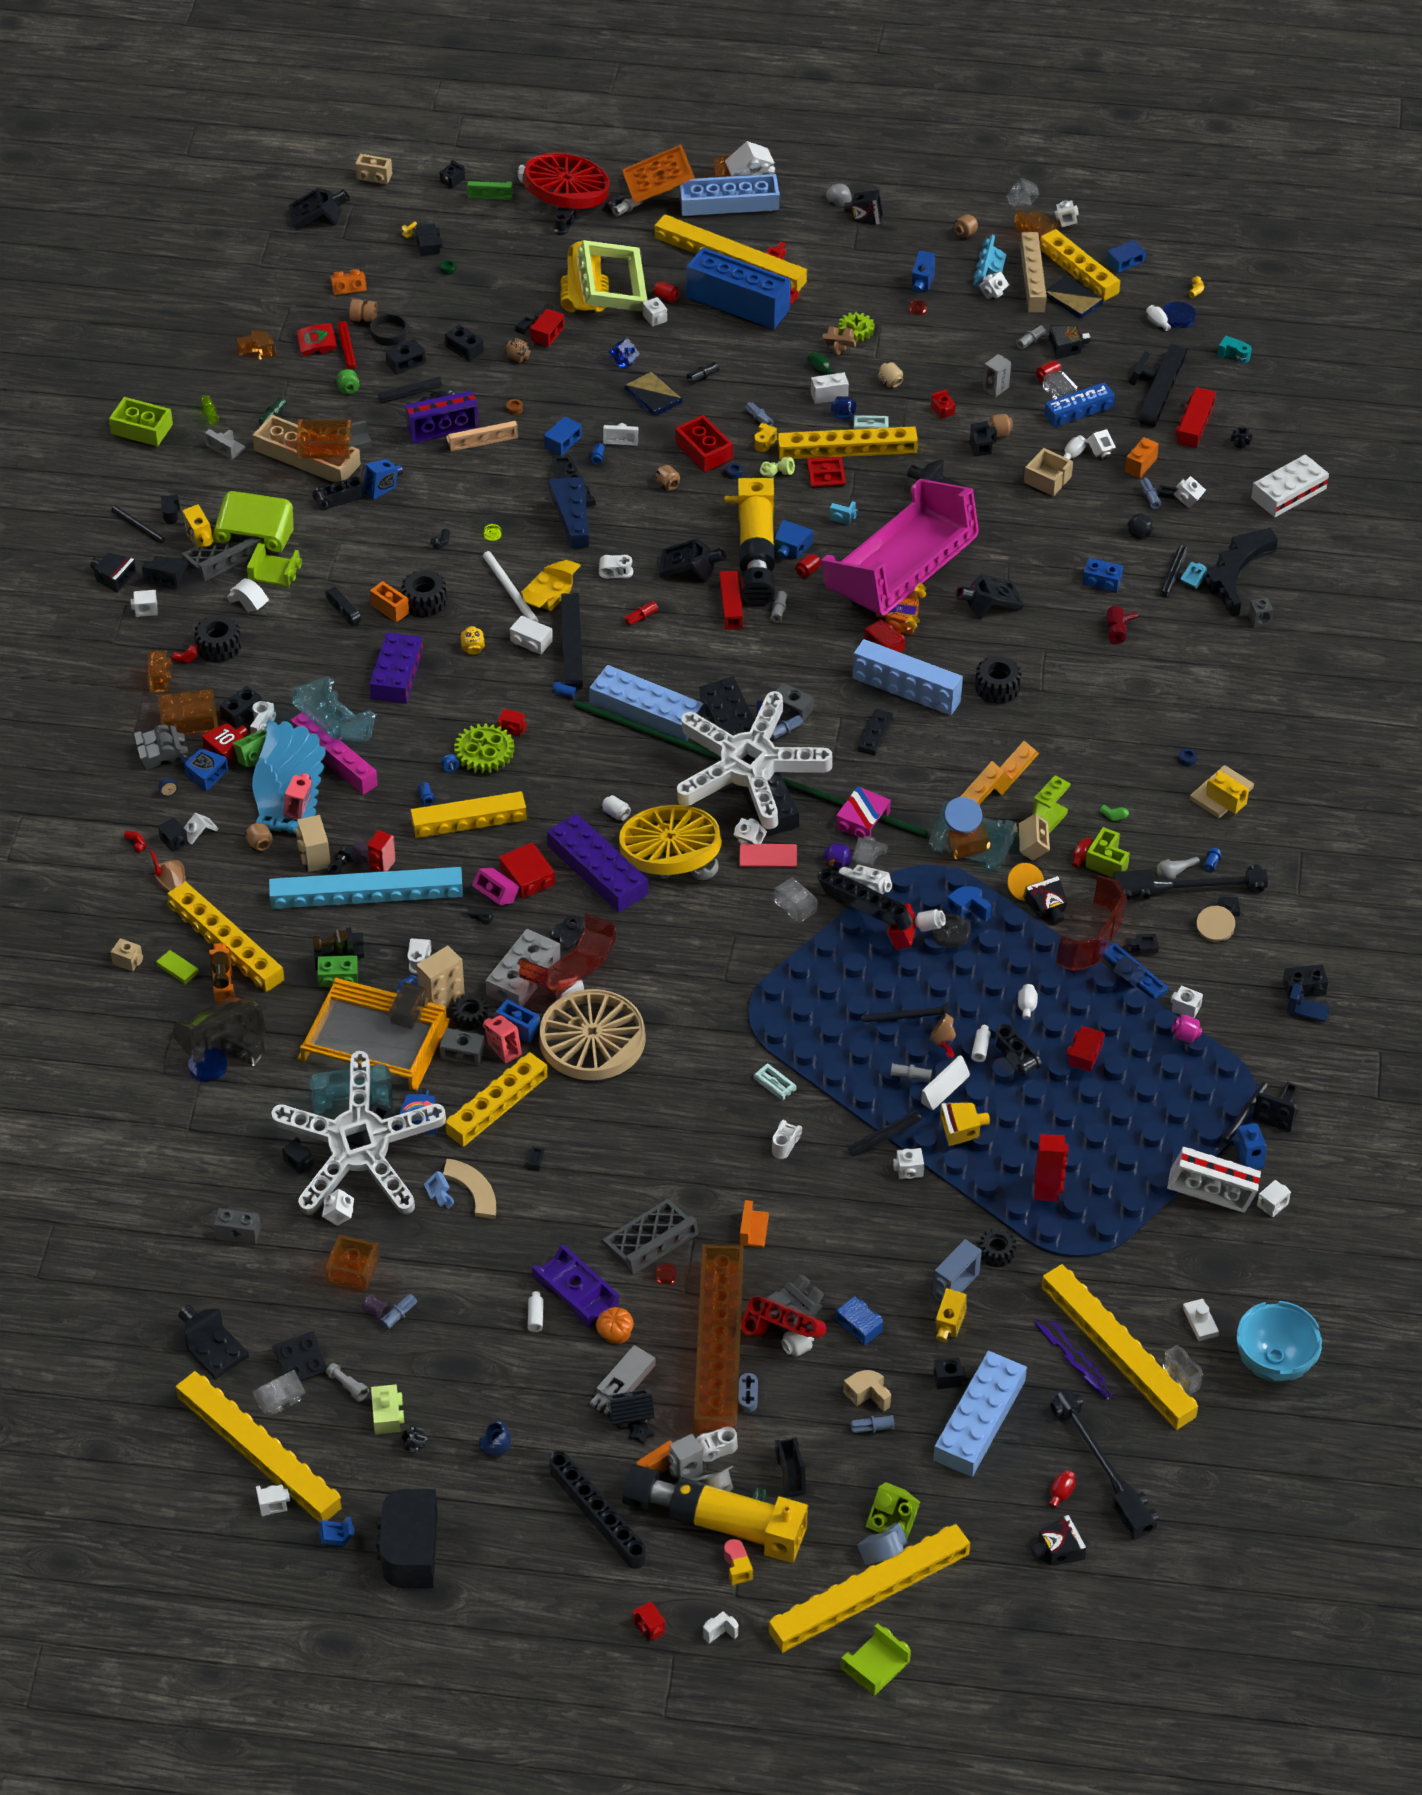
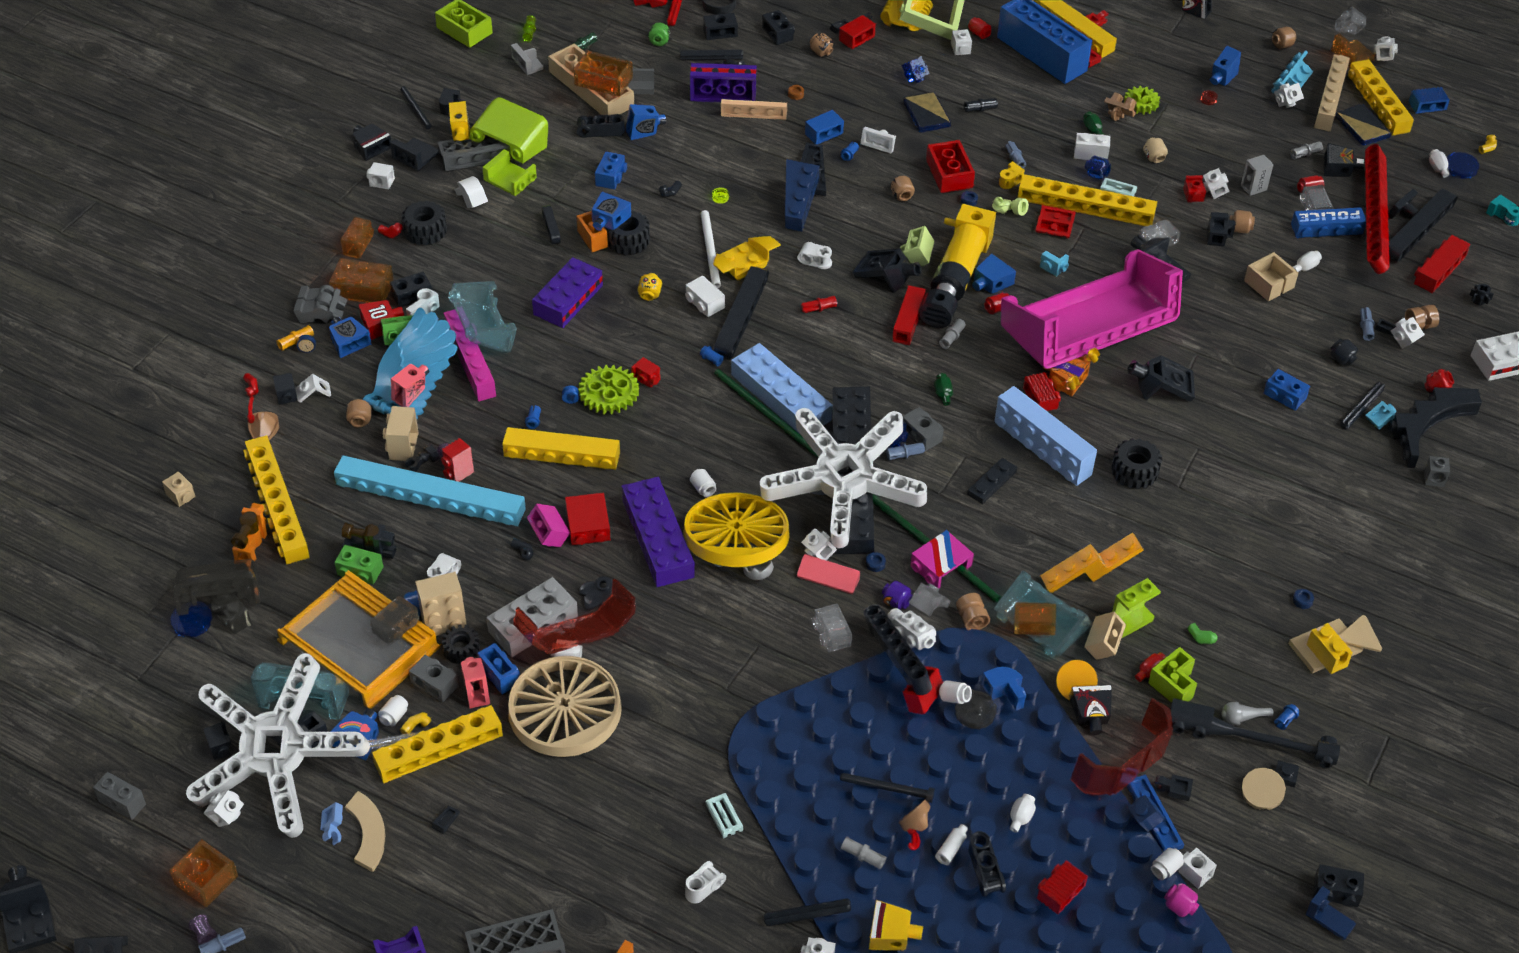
camera: 20 degrees right, 0 degrees up
(152, 785) = (291, 339): none -> light orange pin
(177, 967) = (219, 515): lime tile -> none
(373, 536) = (610, 170): none -> blue brick
(404, 577) = (610, 211): none -> blue torso
(441, 1084) = (393, 710): none -> white brick
(456, 1107) = (389, 740): none -> clear piece
(462, 1089) = (411, 723): none -> yellow arm
(710, 530) = (918, 246): none -> yellowish green brick
(794, 660) = (943, 388): none -> dark green plant
(804, 833) = (875, 562): none -> dark blue tile
(911, 850) = (972, 611): none -> medium nougat wheel
(929, 454) = (1161, 229): none -> clear brick
(945, 1083) = (894, 877): white slope -> none
(961, 393) = (1216, 183): none -> white brick
(963, 815) = (1036, 591): medium blue tile -> none
(1101, 443) = (1335, 264): white brick -> none
(1116, 623) = (1281, 442): dark red piece -> none
(1118, 378) = (1377, 209): none -> red beam
(1141, 457) = (1371, 287): orange brick -> none
(1163, 1004) = (1167, 863): none -> white brick
(1200, 472) = (1426, 316): none -> medium nougat wheel
(1233, 528) = (1440, 379): none -> red head
(1249, 773) = (1361, 635): none -> tan piece

